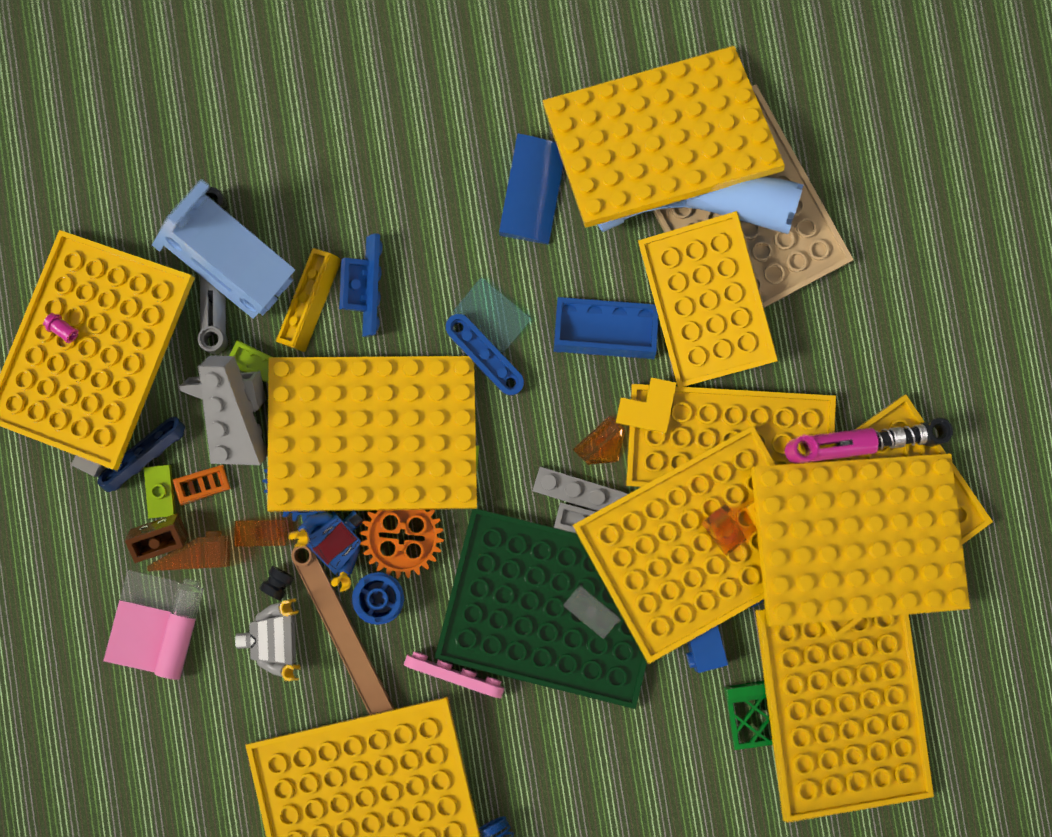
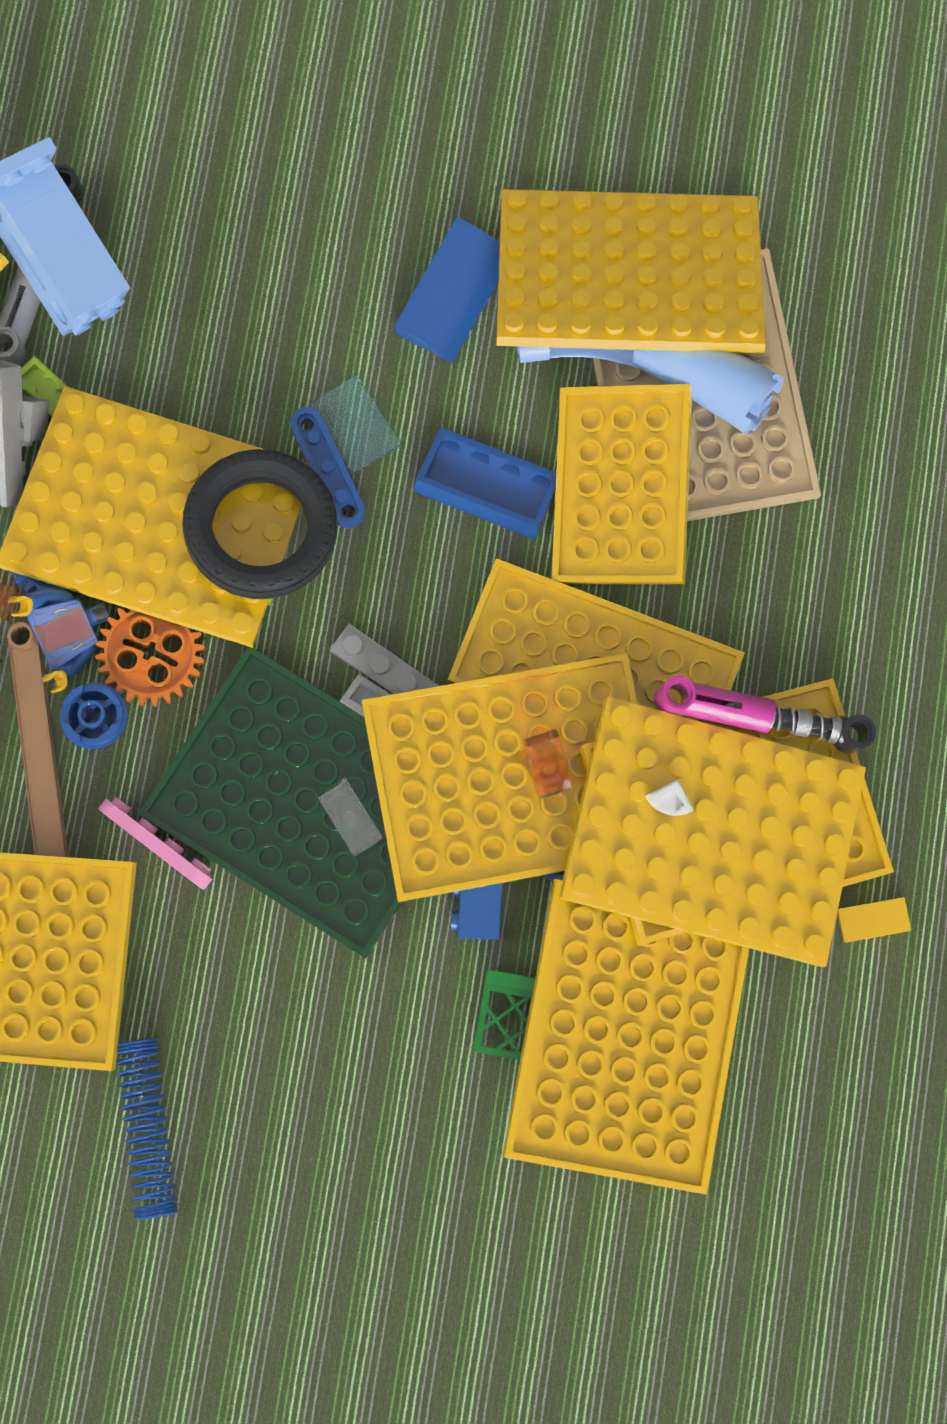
camera: 25 degrees right, 5 degrees down
(308, 300) = (139, 338): yellow slope -> none
(360, 285) = (205, 336): blue bracket -> none
(465, 373) = (270, 468): none -> black tyre
(602, 444) = (436, 621): clear orange slope -> none
(653, 413) = (506, 601): yellow tile -> none
(824, 528) = (670, 800): none -> white tile
(989, 560) = (873, 920): none -> yellow tile

